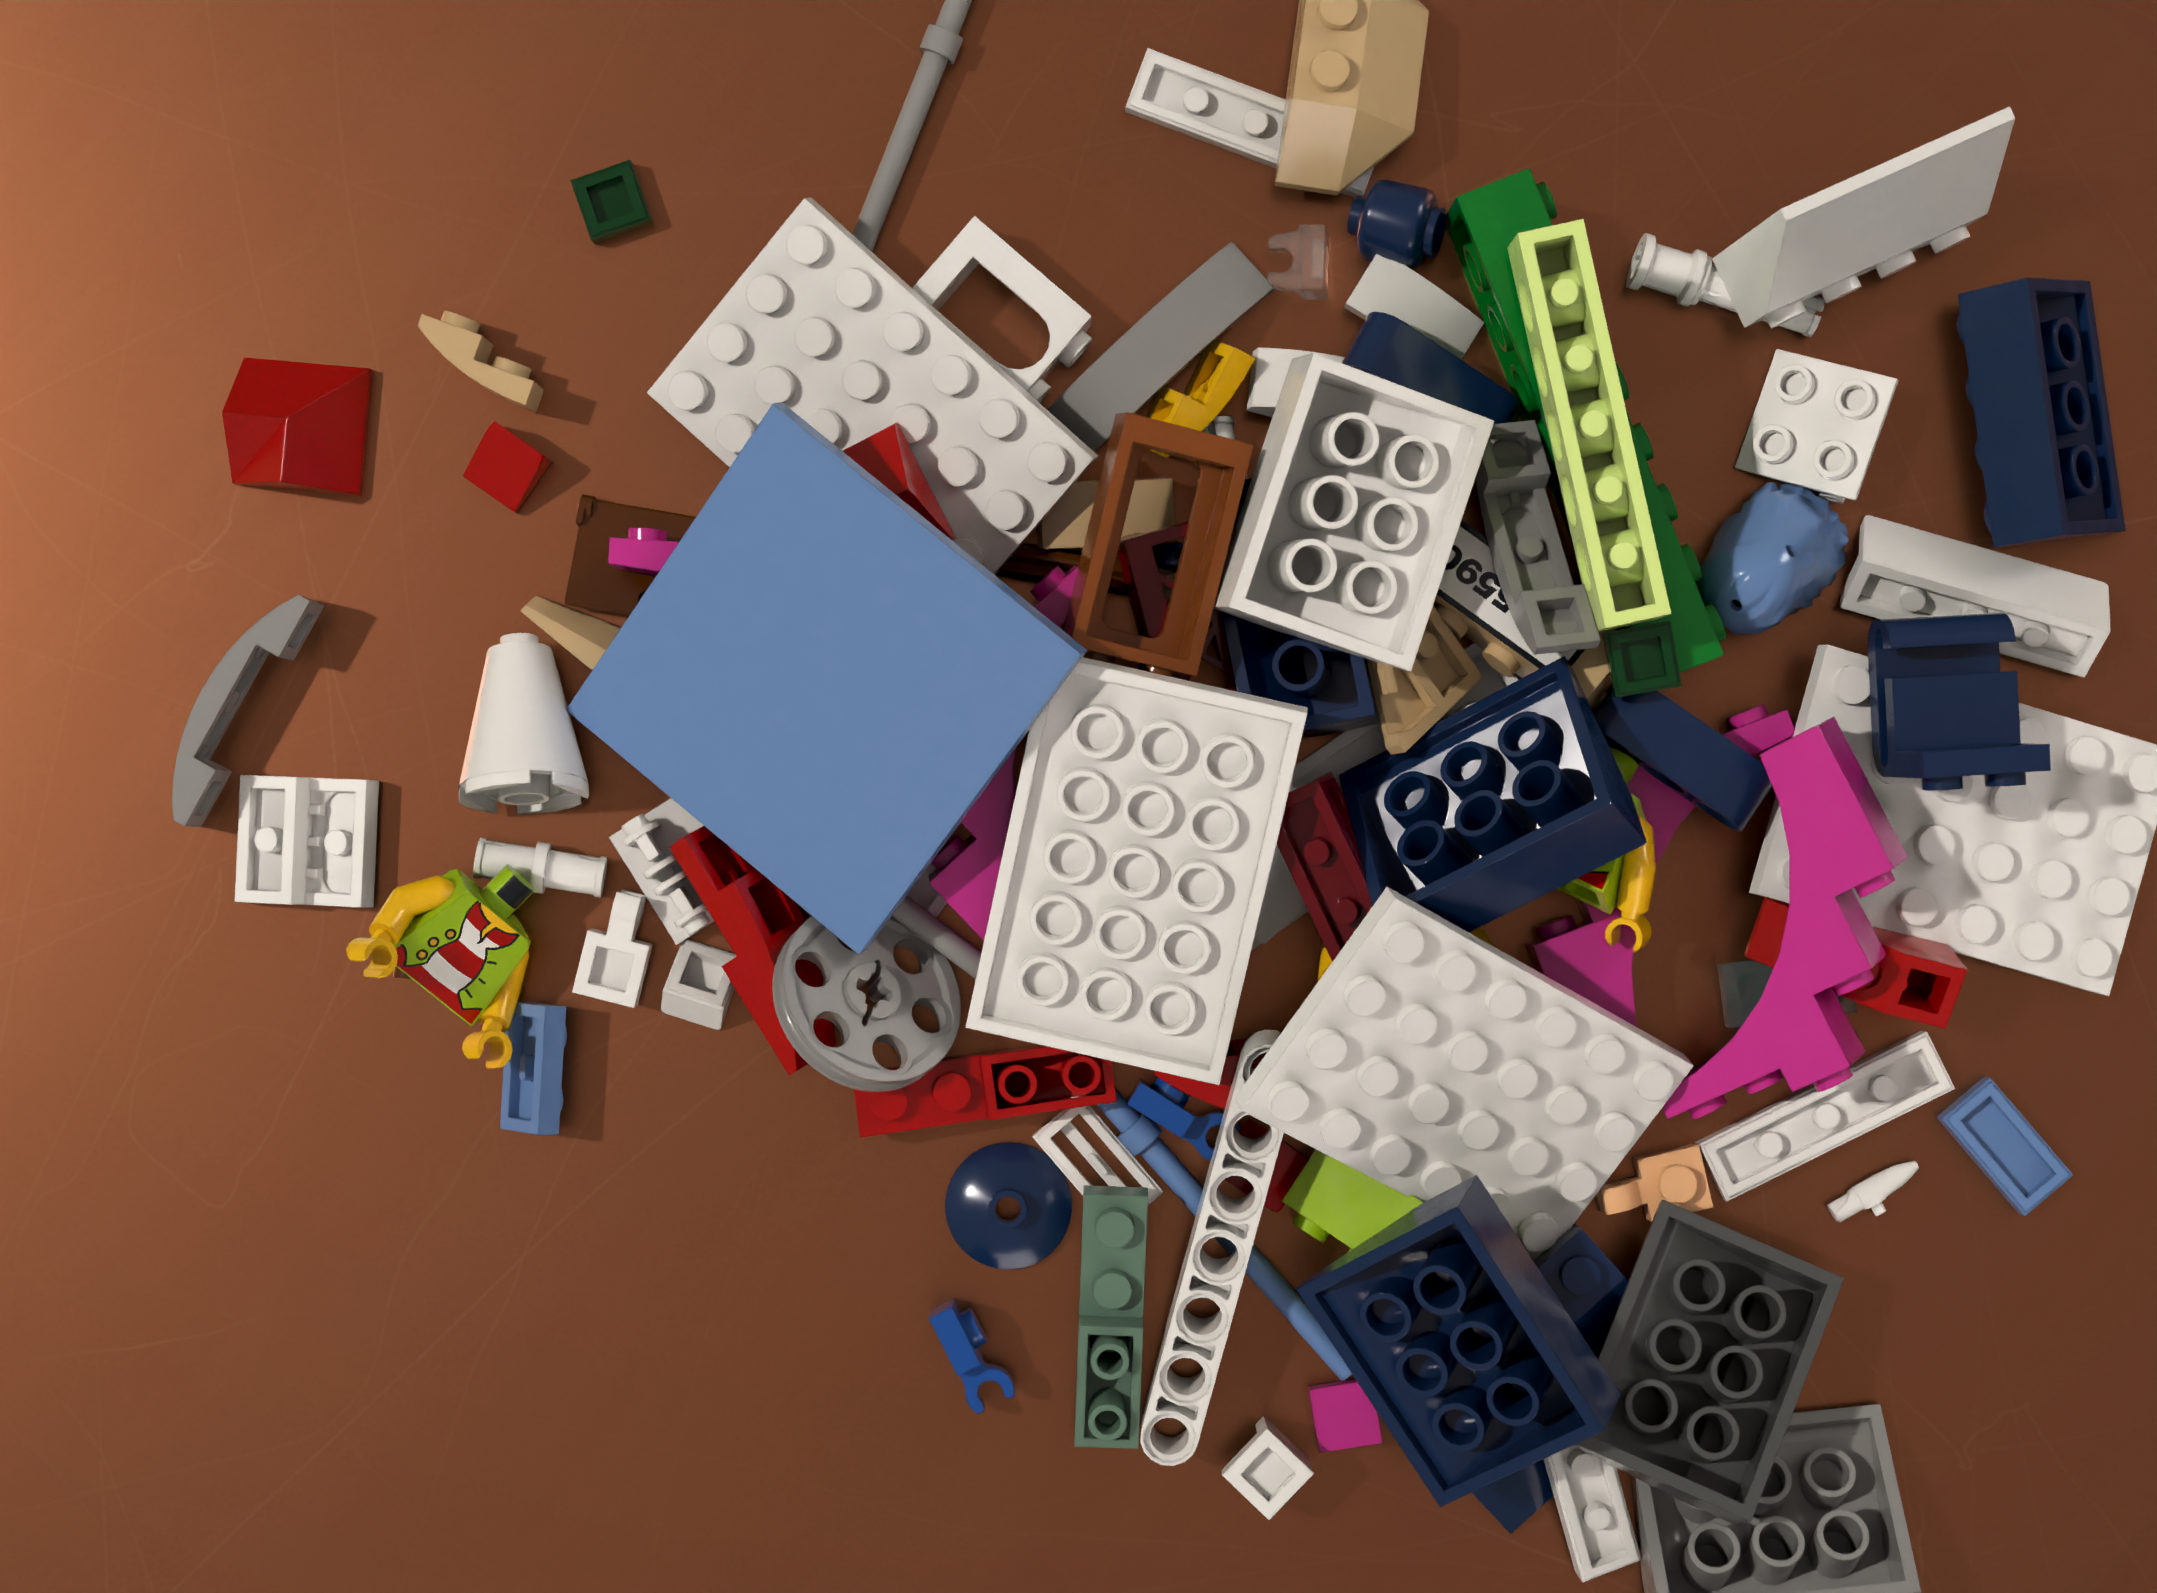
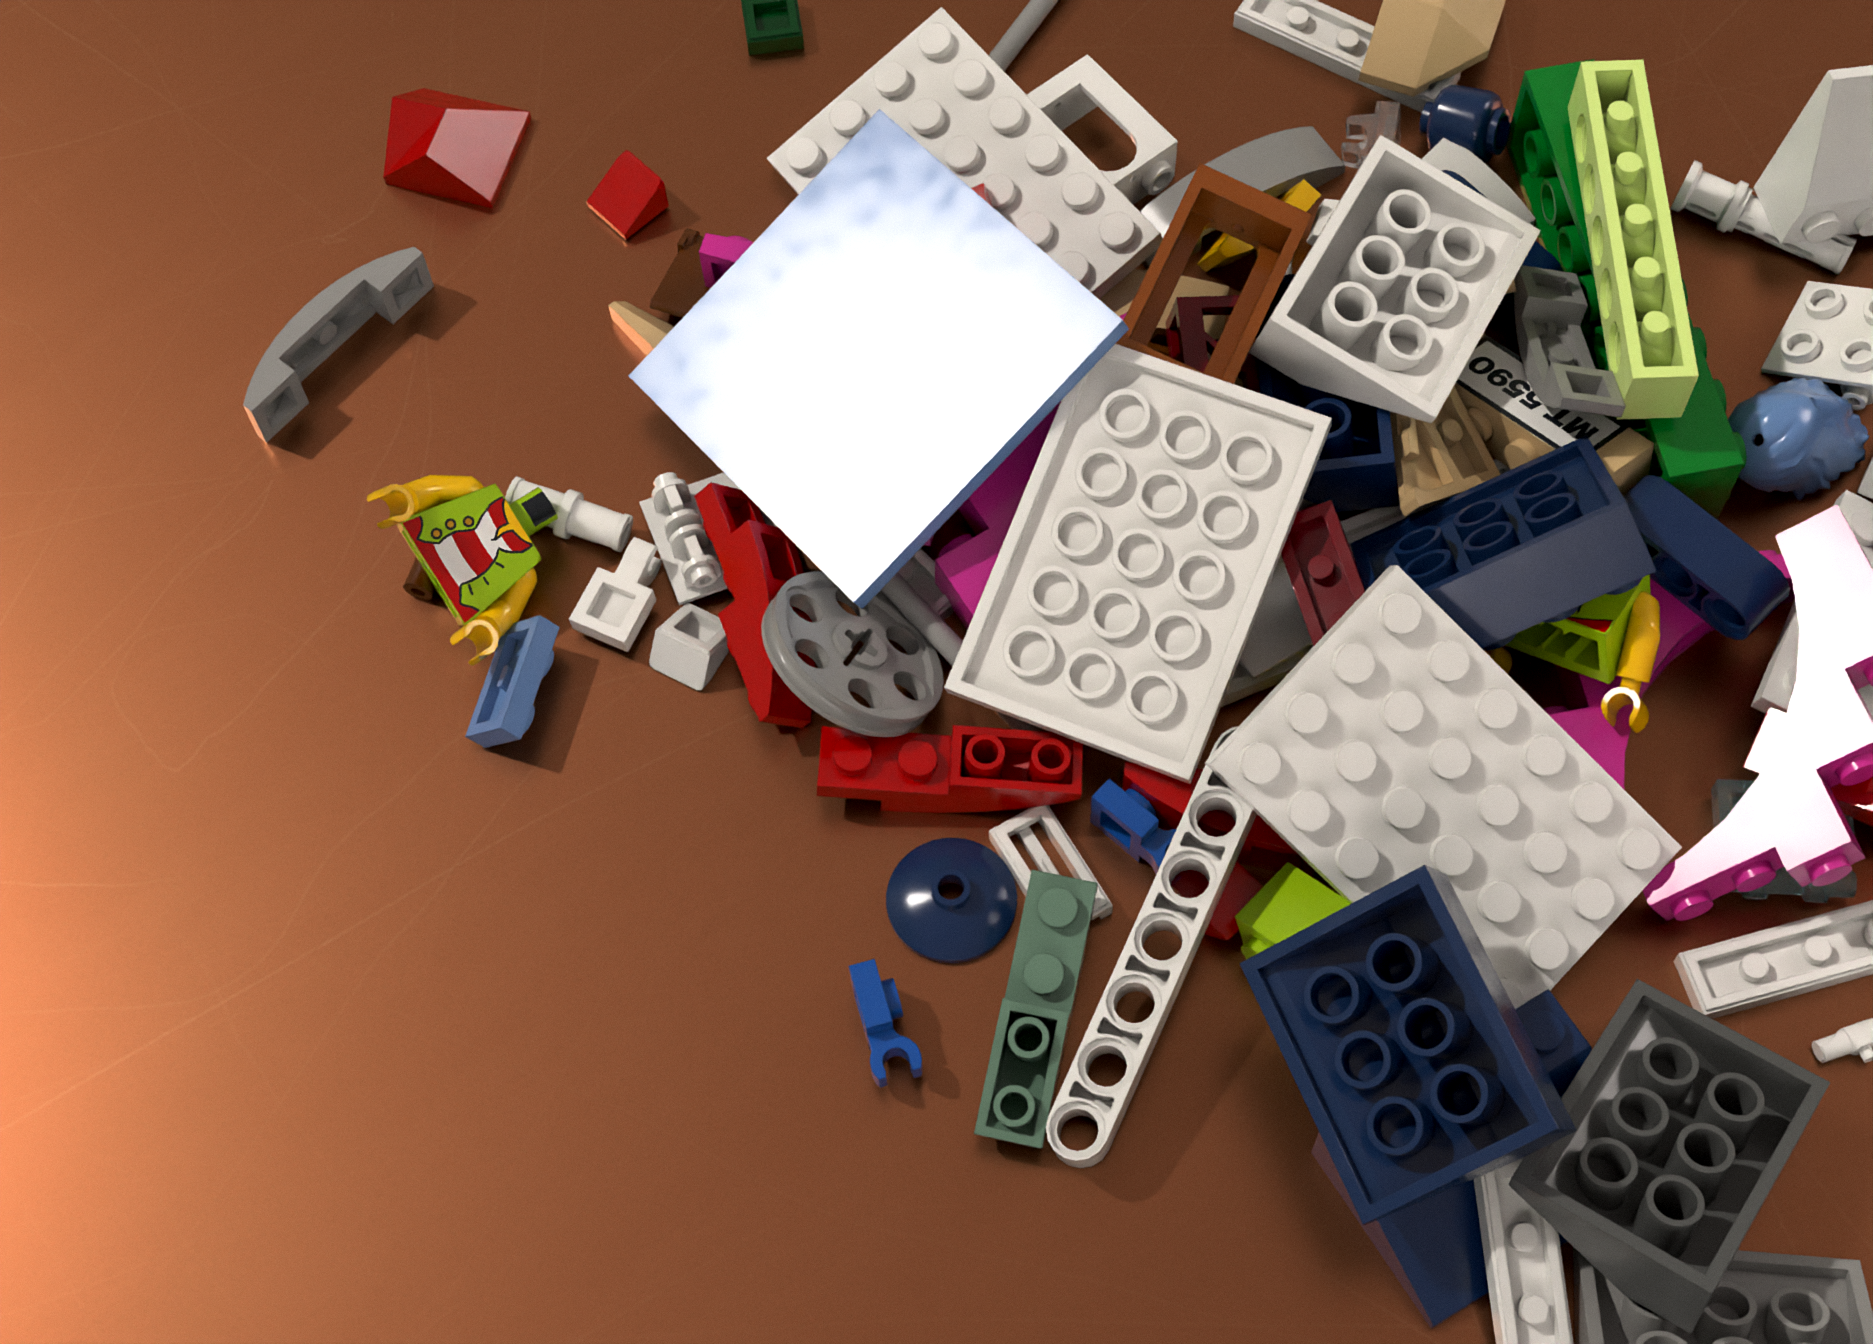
camera: 10 degrees right, 25 degrees down
(306, 841) = (351, 453): white slope -> none
(460, 344) = (617, 105): tan slope -> none
(522, 734) = (579, 401): white cone -> none
(1141, 1137) = (1101, 853): medium blue bar -> none
(1268, 1469) = (1178, 1190): white panel -> none
(1343, 1416) = (1268, 1164): dark pink tile -> none
(1642, 659) = (1663, 449): dark green tile -> none
(1668, 1175) = (1601, 989): light nougat plate -> none

